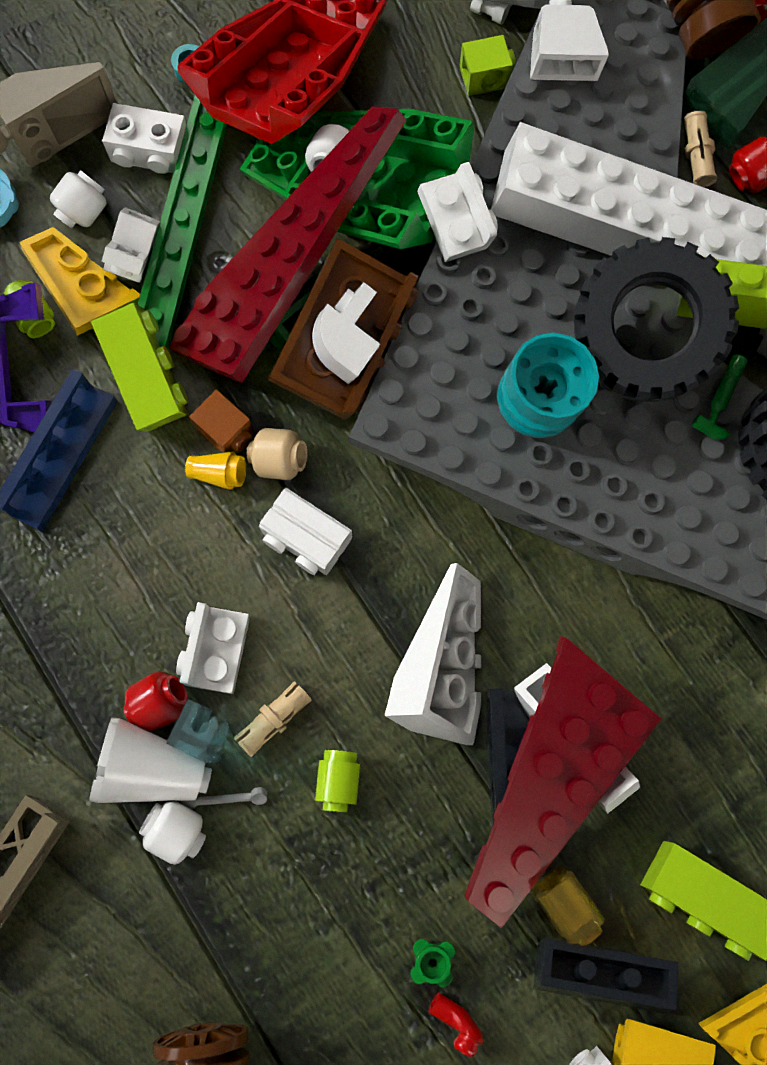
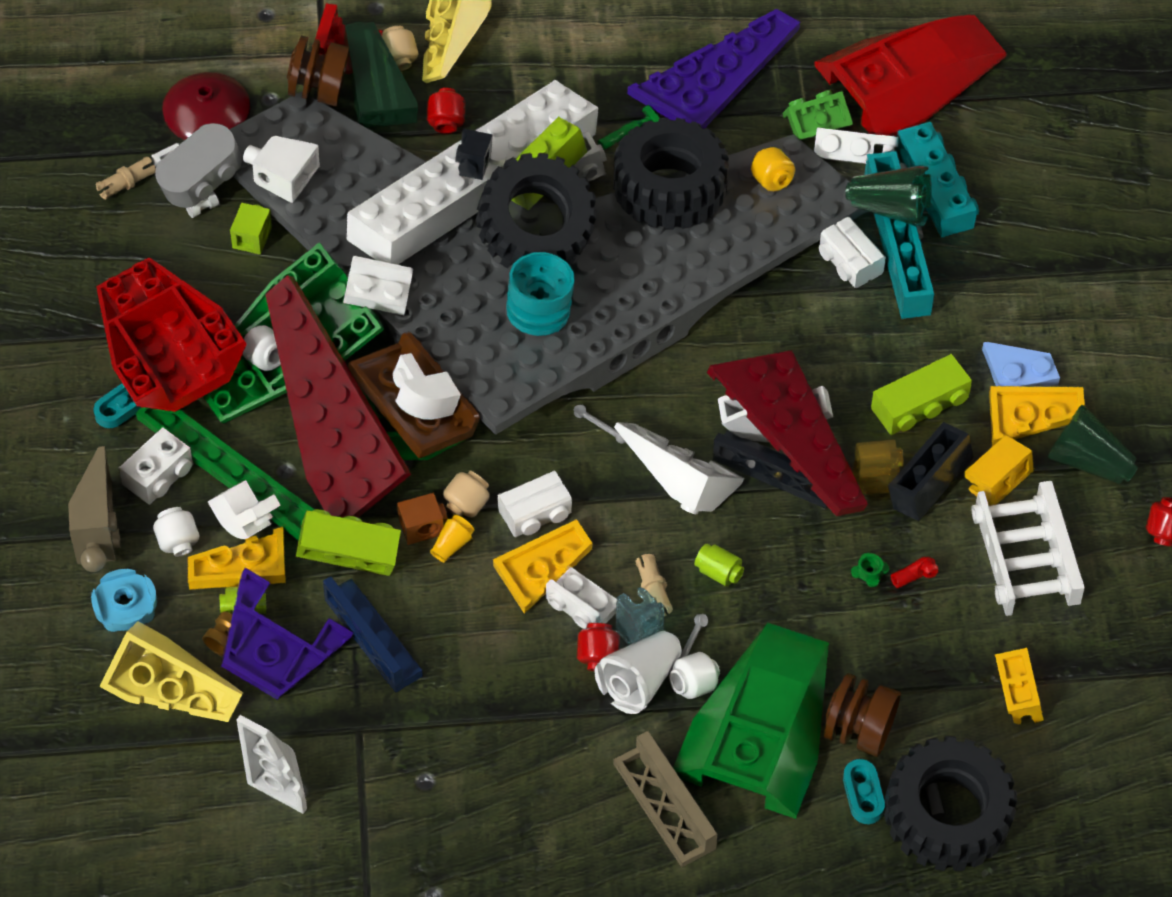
camera: 60 degrees left, 20 degrees down
(148, 944) = (763, 721): none -> green wedge
(236, 581) = (542, 559): none -> yellow wing
(462, 514) = (580, 412): none -> light grey hinge
(689, 208) = (474, 153): none -> black brick
(700, 149) = (408, 137): tan pin -> none
(721, 400) = (607, 217): green piece -> none

